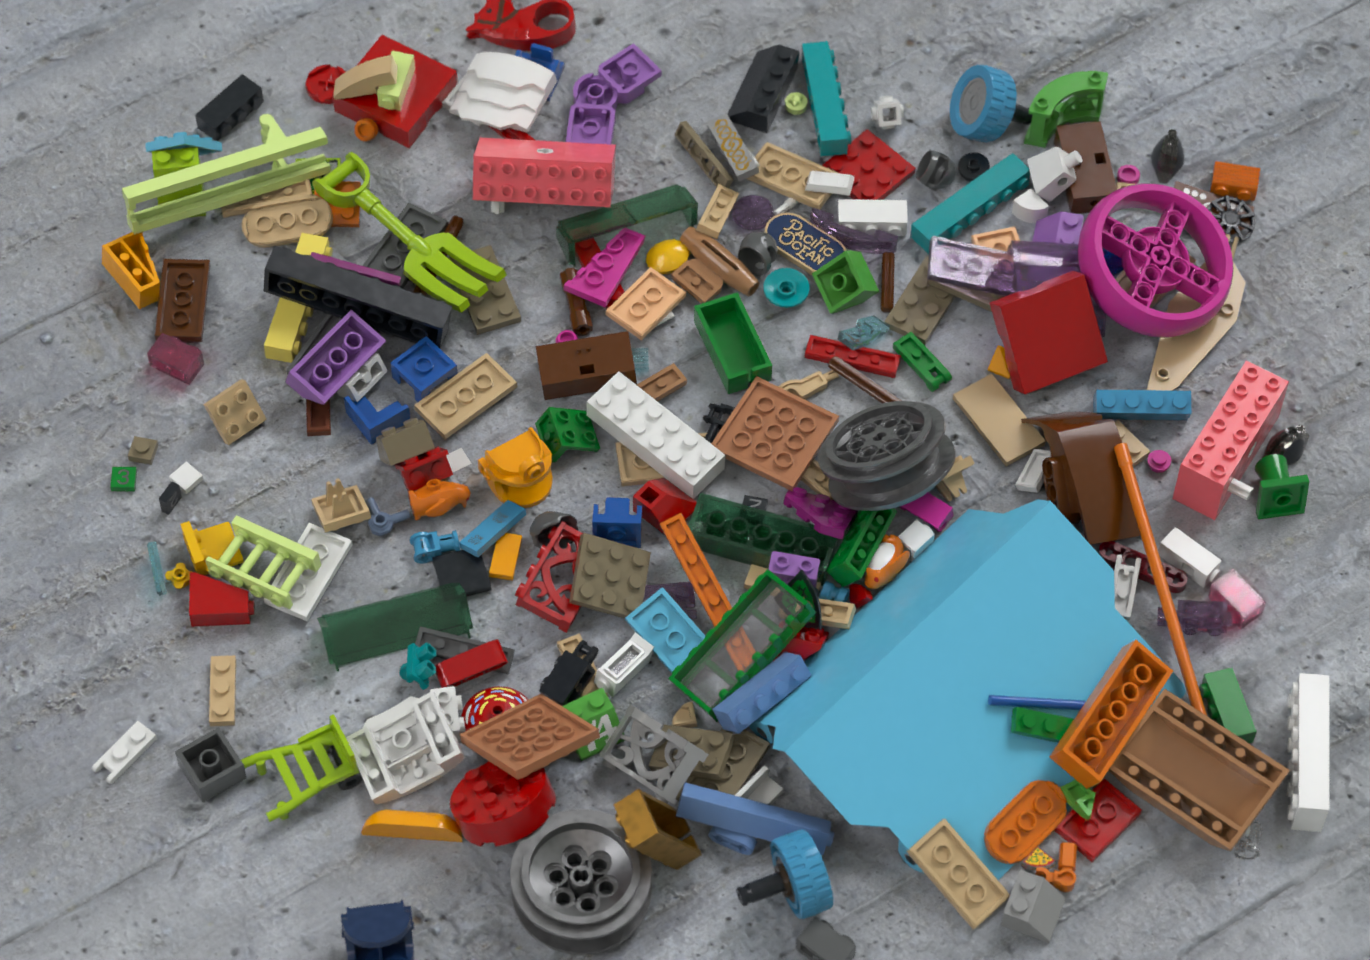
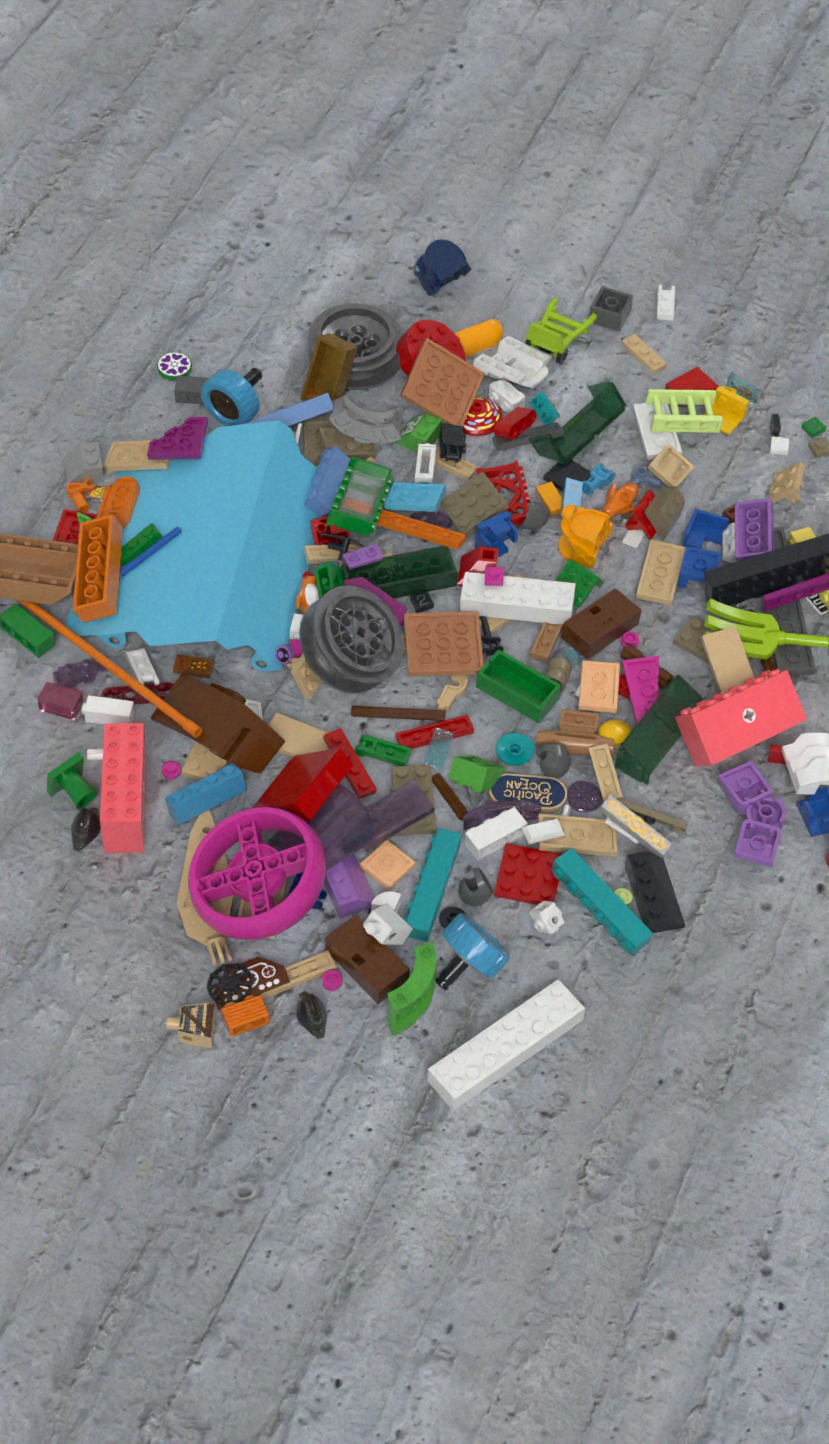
camera: 145 degrees right, 5 degrees down
(498, 241) = (726, 658): none -> tan tile
(672, 450) = (493, 576): none -> dark pink plate
(682, 336) = (559, 671): none -> dark tan wheel
(909, 828) = (180, 441): none -> magenta plate
(959, 508) = (284, 654): none -> medium lavender tile
(967, 364) = (357, 776): none -> red plate
(1009, 33) = (505, 1044): none -> white brick
(1287, 197) = (195, 1024): none -> torso

